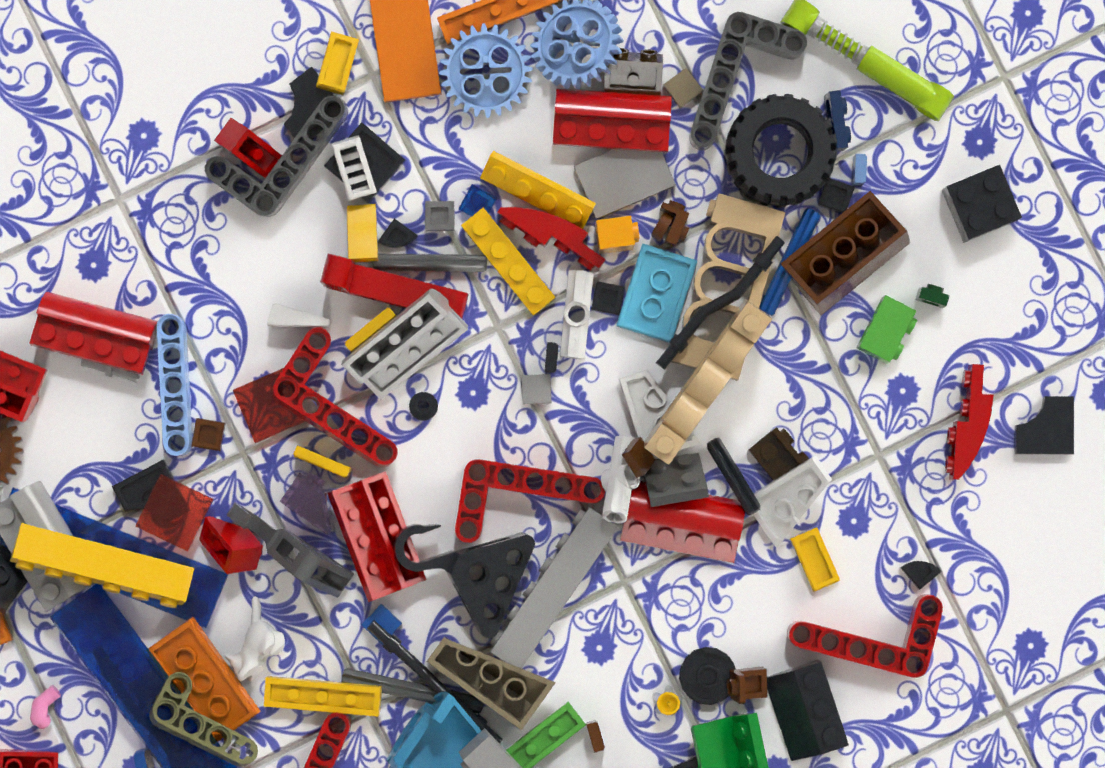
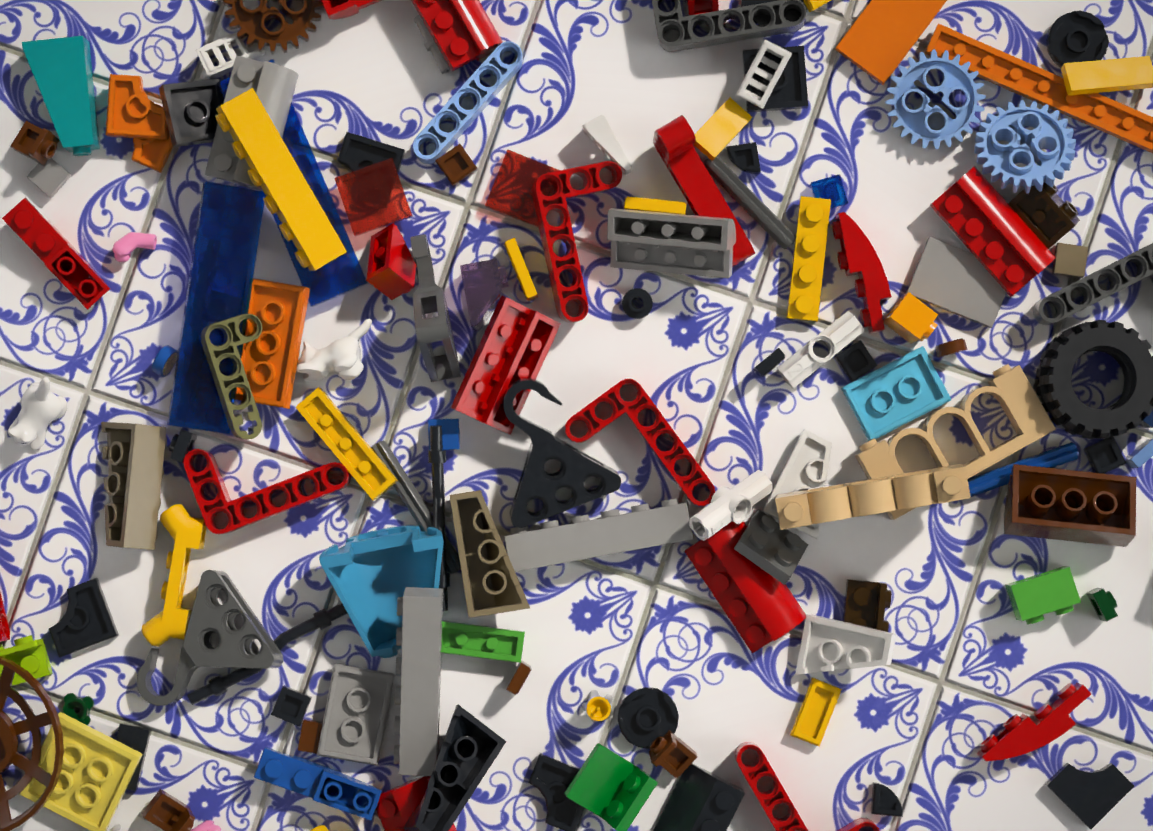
camera: 50 degrees right, 0 degrees up
(439, 216) = (791, 174): flat silver plate -> none
(536, 389) = (734, 375): light grey tile -> none
(537, 190) = (884, 226): yellow plate -> none
(638, 457) = (761, 502): reddish brown tile -> none
(678, 229) = (960, 362): reddish brown bracket -> none
(733, 476) = (817, 588): black axle -> none
(761, 263) = (999, 448): black bar -> none

